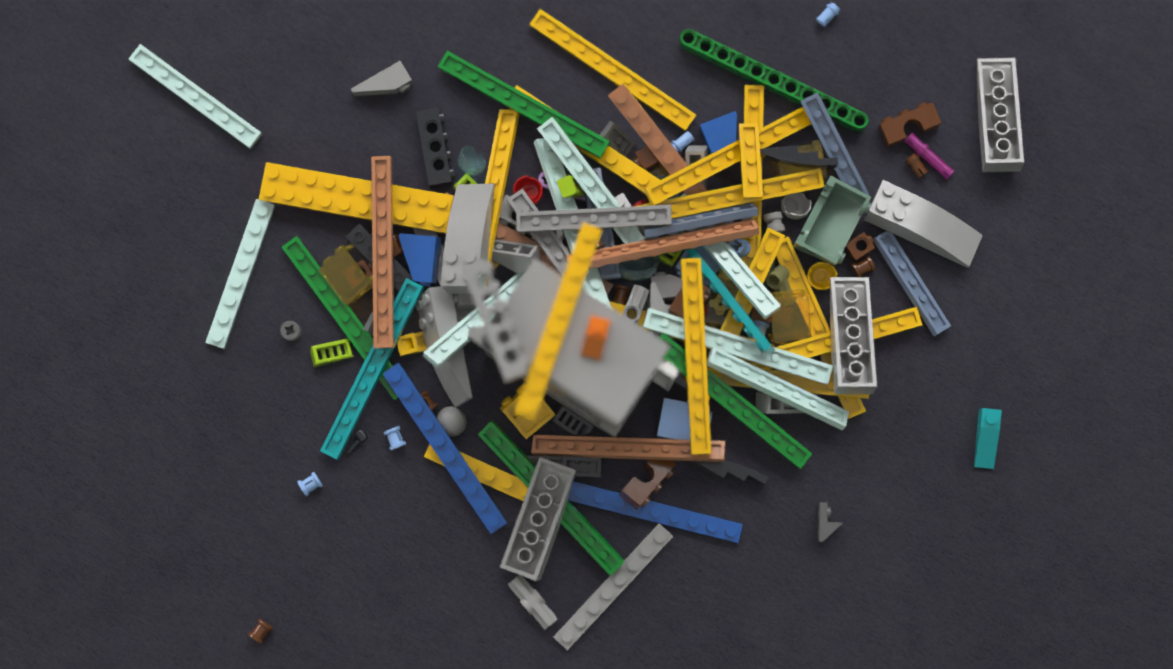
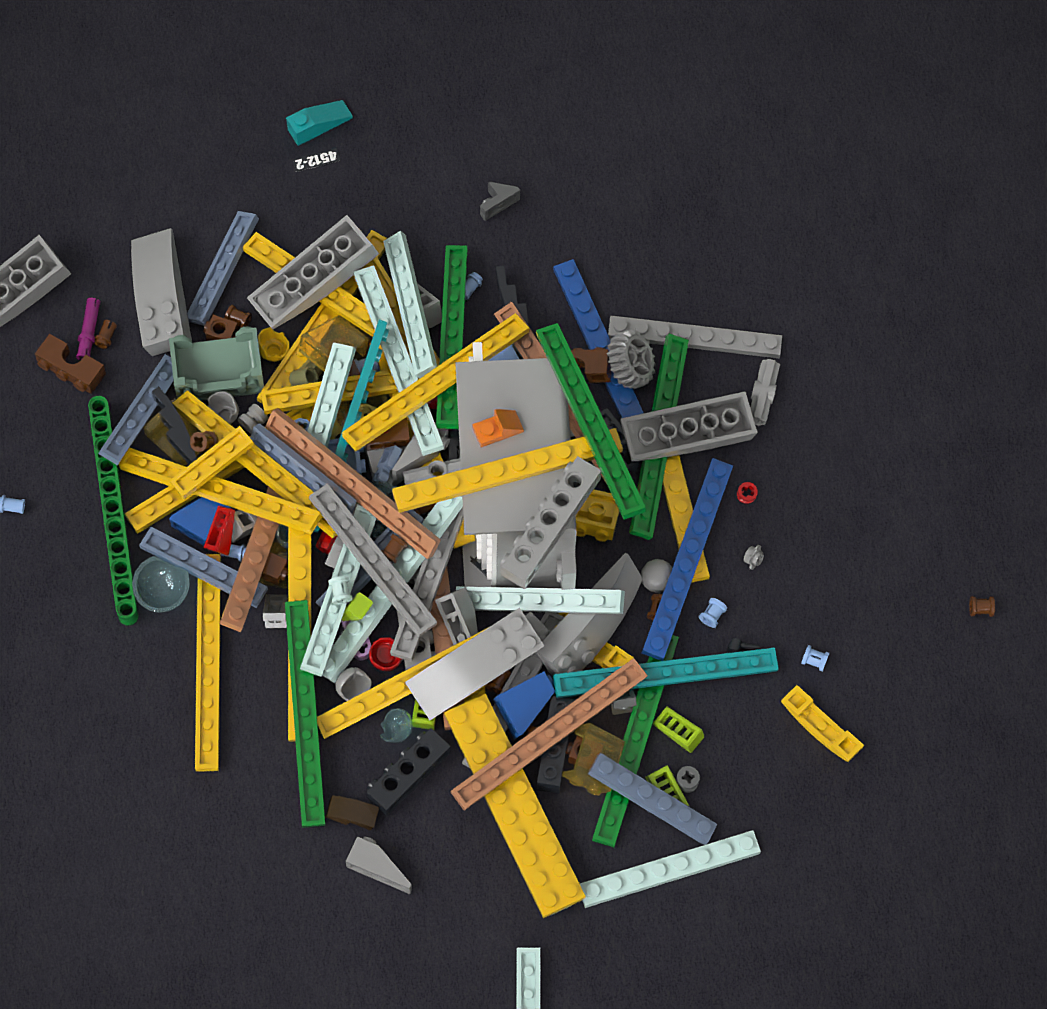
camera: 125 degrees left, 15 degrees down
(259, 451) = (820, 725): none -> yellow slope
(291, 293) = (652, 799): none -> sand blue plate
(310, 312) = (669, 779): none -> lime slope
(414, 498) = (753, 556): none -> light grey plate
(433, 91) = (352, 811): none -> dark brown slope
(471, 535) = (745, 486): none -> red bush
(523, 153) = (352, 683): none -> light grey hair
(549, 401) = (591, 421): none -> green plate
(586, 179) = (340, 590): none -> light aqua bush
(622, 520) = (631, 359): none -> light grey gear
(664, 285) = (386, 463): none -> sand blue plate
(688, 71) = (160, 585): none -> clear light blue cylinder
(689, 105) = (195, 562): none -> sand blue plate
(697, 136) = (221, 531): none -> red slope
(771, 167) = (202, 439): none -> reddish brown bush
(771, 454) = (474, 280): none -> light blue pin
(956, 415) = (316, 160): none -> black sticker

